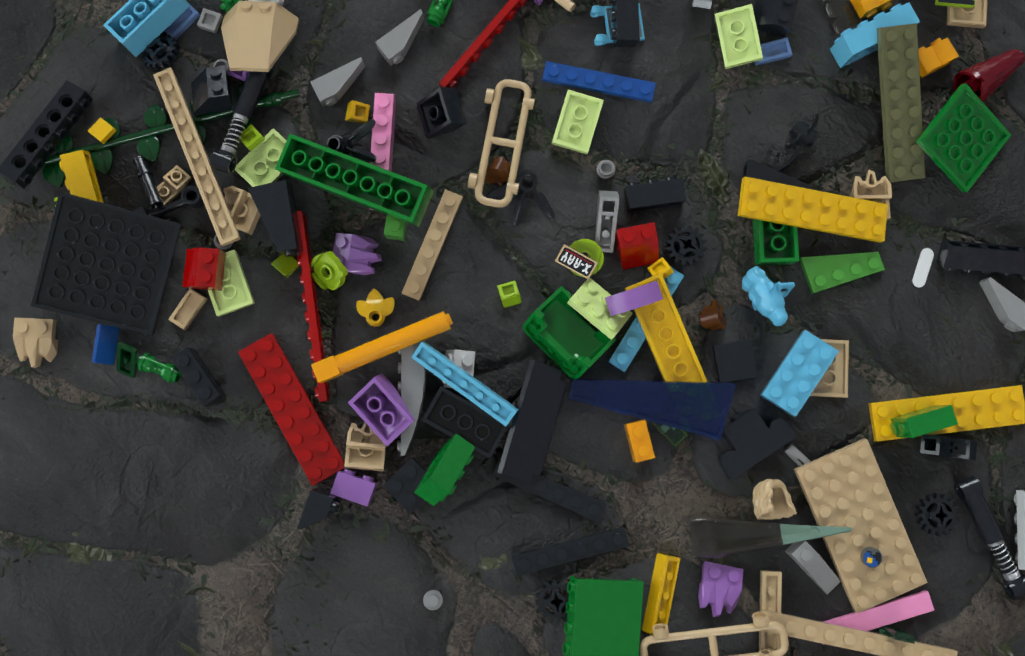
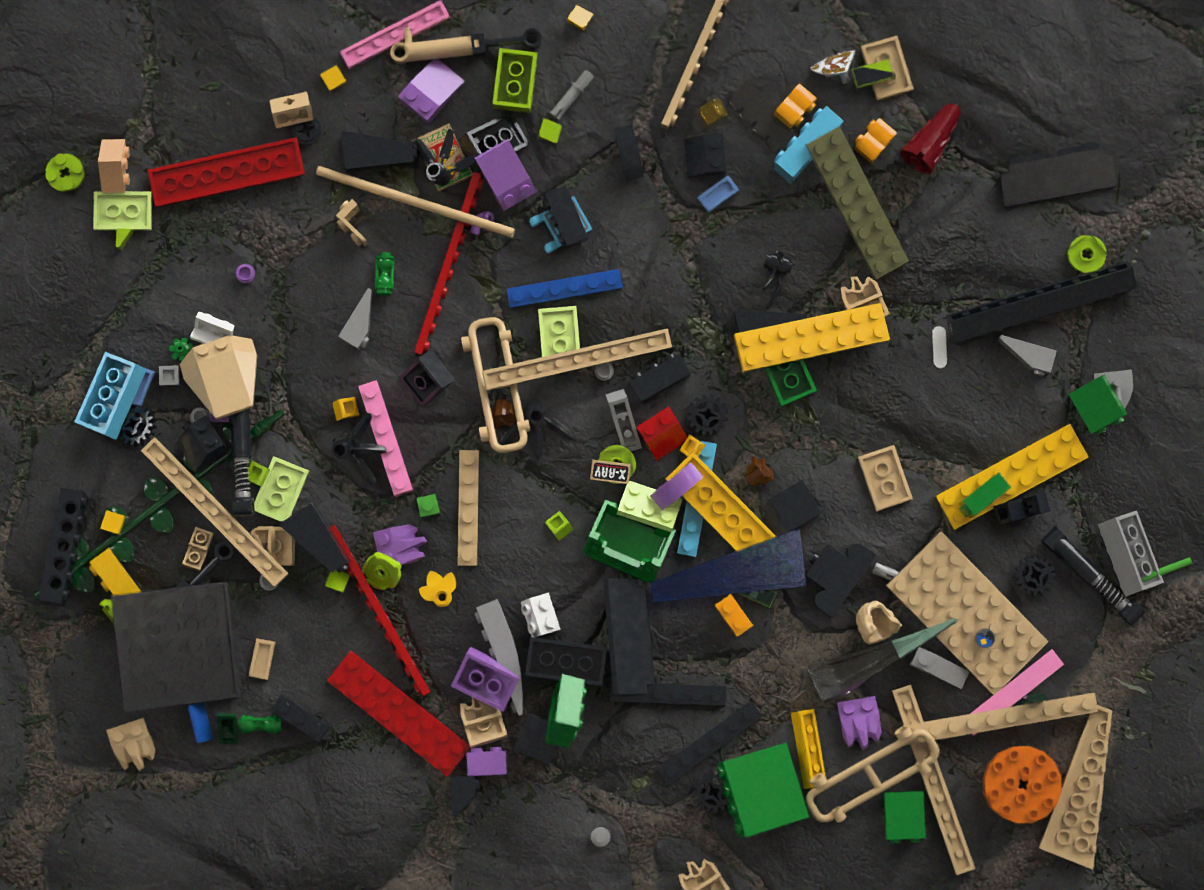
camera: 20 degrees left, 0 degrees up
(146, 177) = (170, 548): black pin -> none
(204, 268) = (264, 615): red slope -> none
(235, 288) = (289, 620): yellowish green plate -> none
(334, 84) = (314, 391): light grey slope -> none
(338, 365) = (462, 622): light orange brick -> none
(354, 180) = (375, 478): green brick -> none
(464, 383) = (551, 625): medium azure plate -> none
(584, 146) = (576, 359): none -> tan plate
(738, 36) = (681, 193): yellowish green plate -> none
(766, 295) = (799, 433): medium azure piece -> none
(799, 373) = (857, 495): medium azure brick -> none
(833, 270) = (858, 381): bright green wing -> none
(963, 138) = (929, 211): green plate -> none

